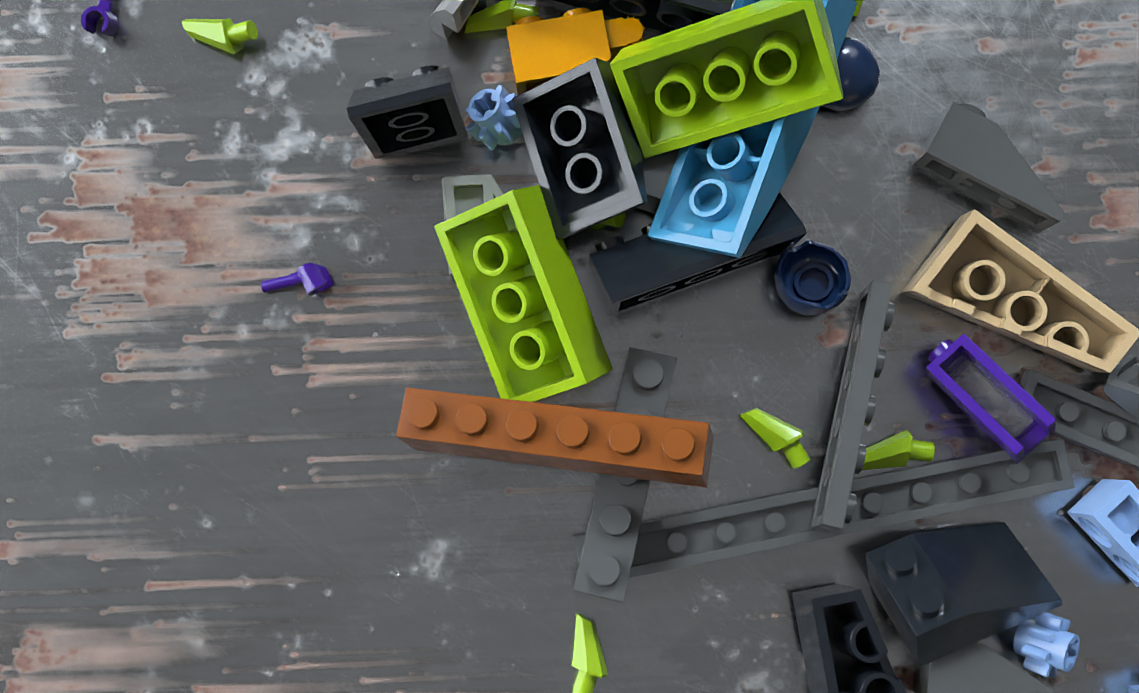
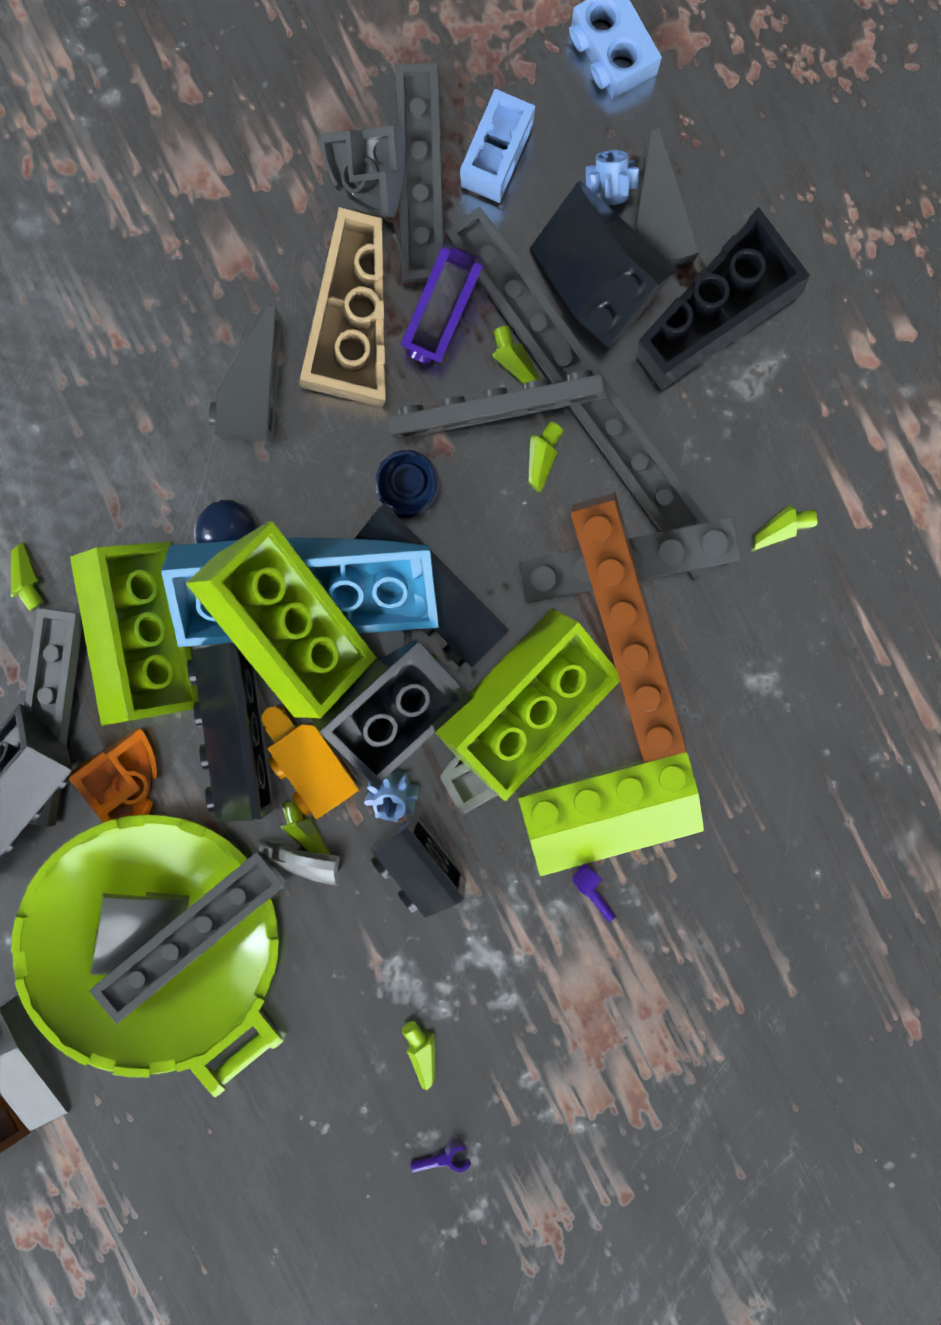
camera: 120 degrees left, 5 degrees up
(373, 331) = (611, 812): none -> lime slope

